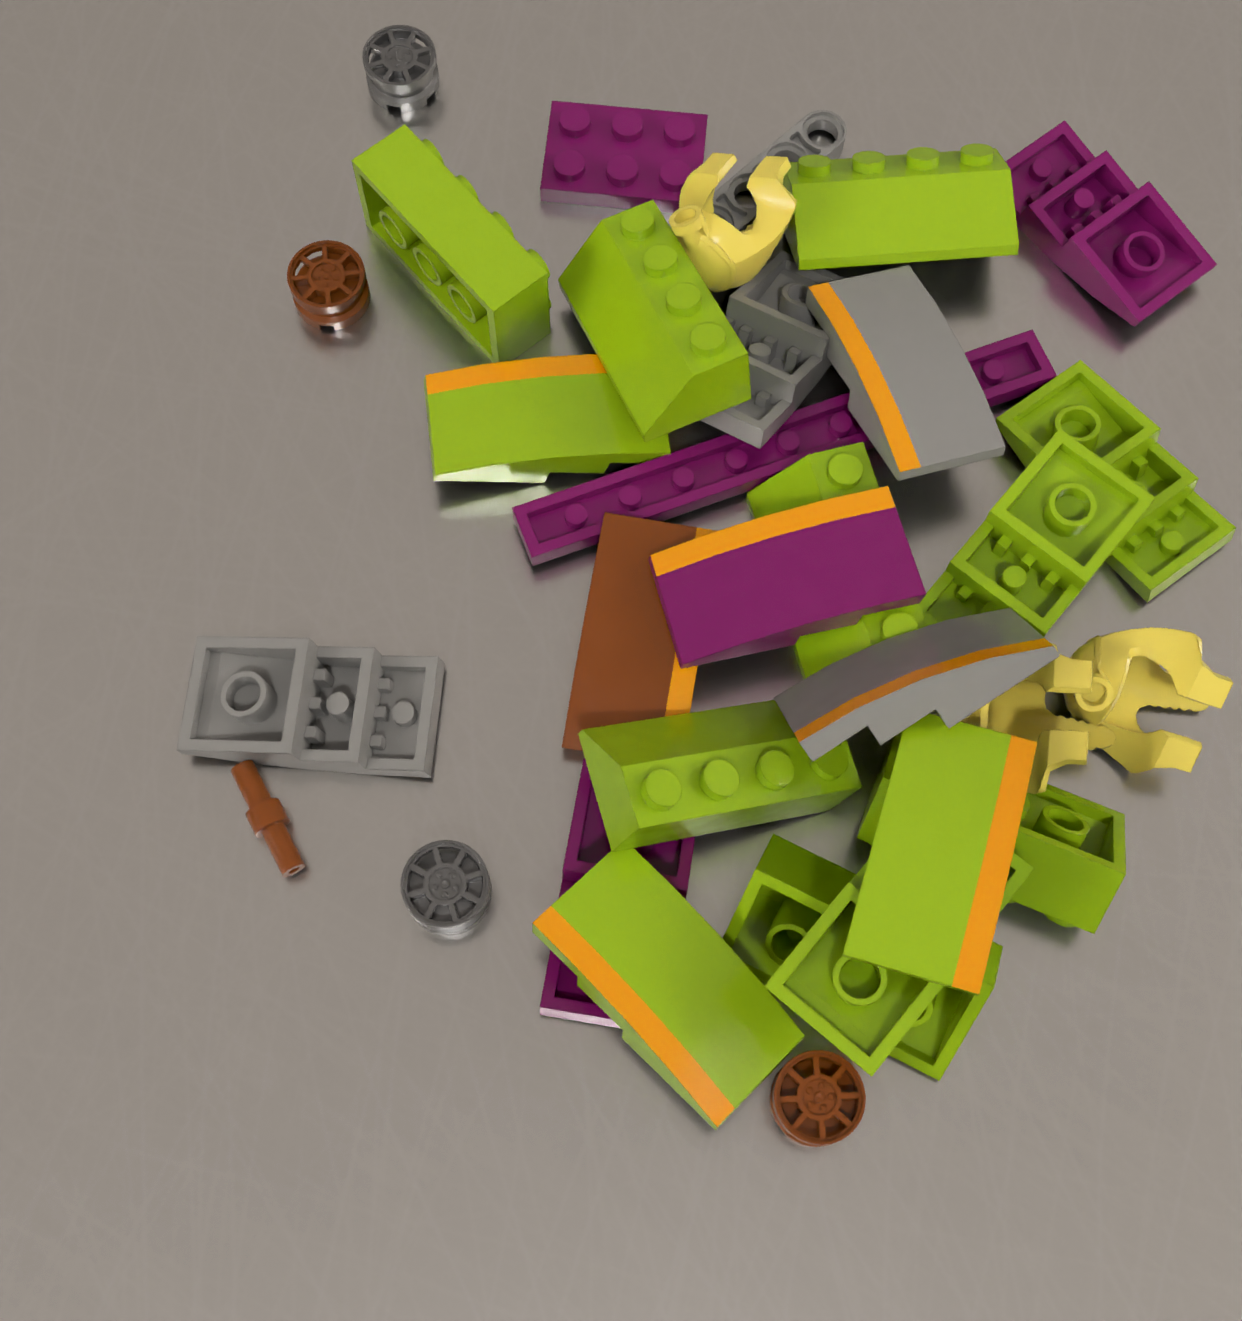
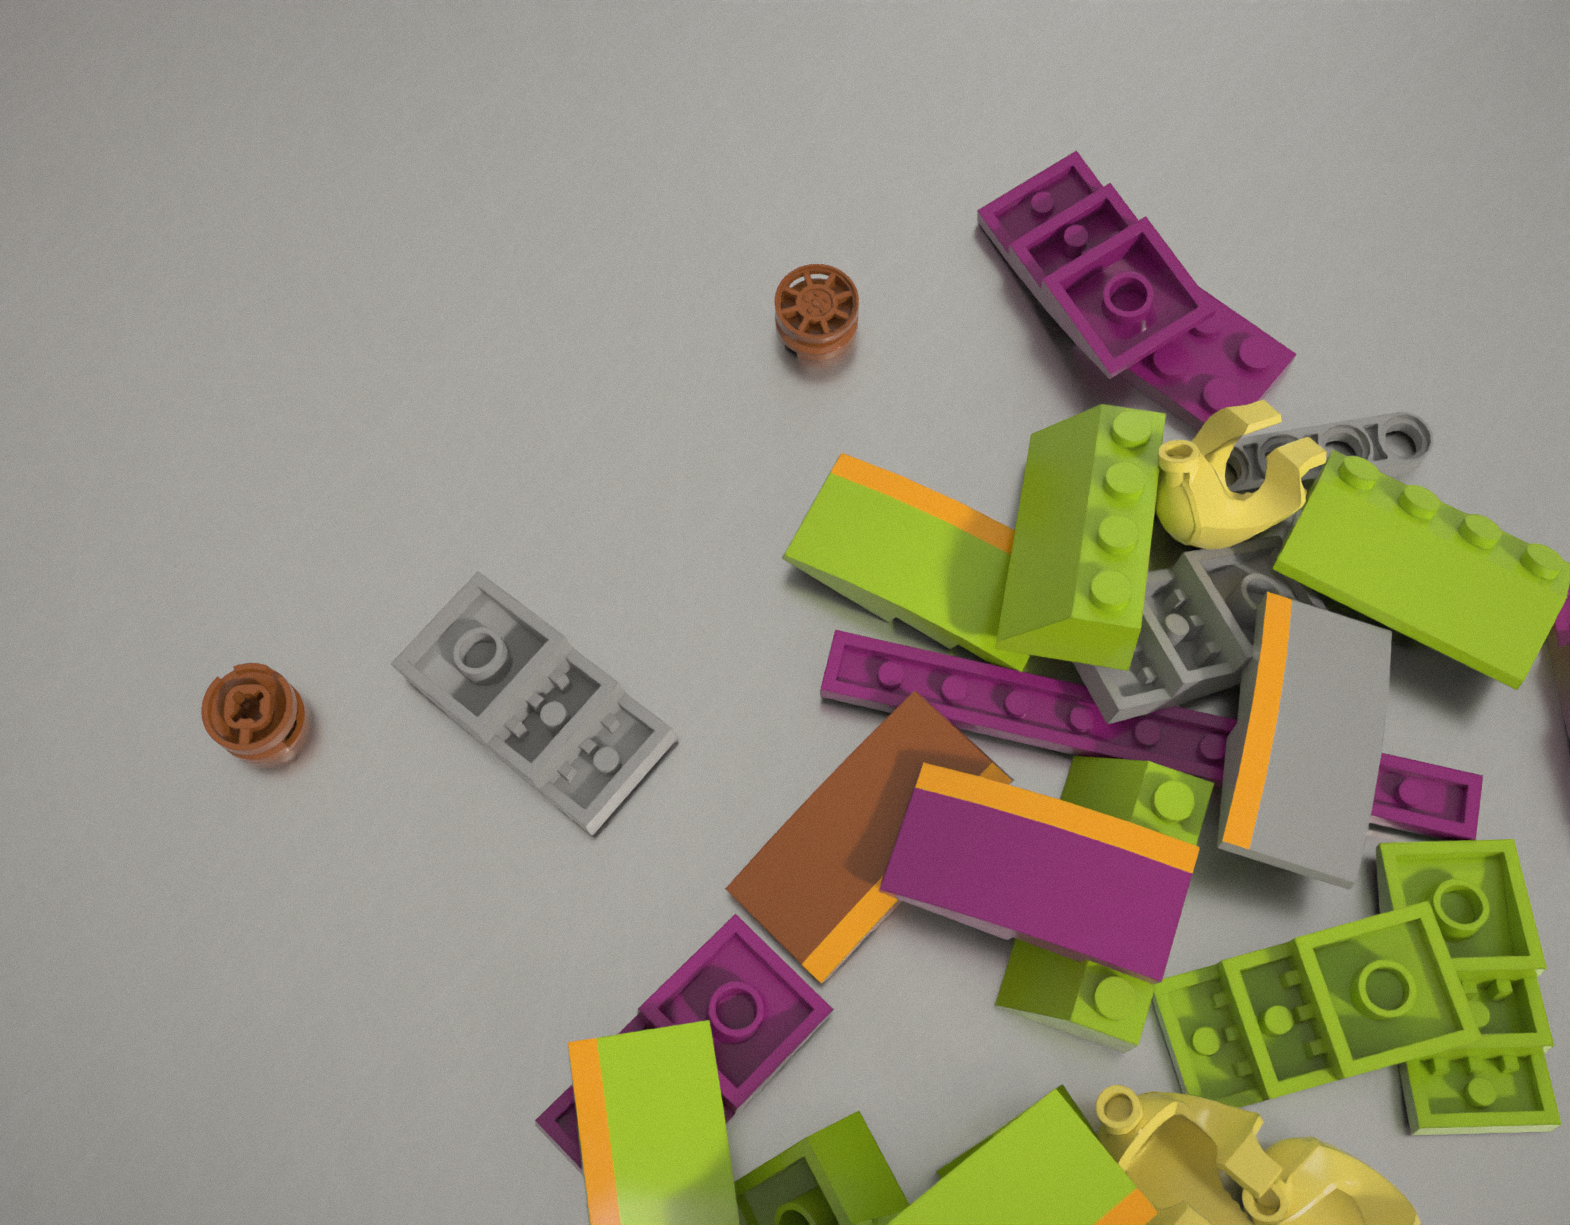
camera: 40 degrees right, 0 degrees up
(87, 860) = (253, 713): none -> dark orange wheel
(267, 818) = (426, 777): dark orange bar -> none
(401, 69) = (1025, 137): flat silver wheel -> none
(446, 887) = (531, 949): flat silver wheel -> none
(454, 245) = (951, 345): lime brick -> none
(521, 128) = (1094, 265): none -> magenta slope
(708, 774) = (846, 1011): lime slope -> none
(900, 680) = (1071, 1052): light grey slope -> none

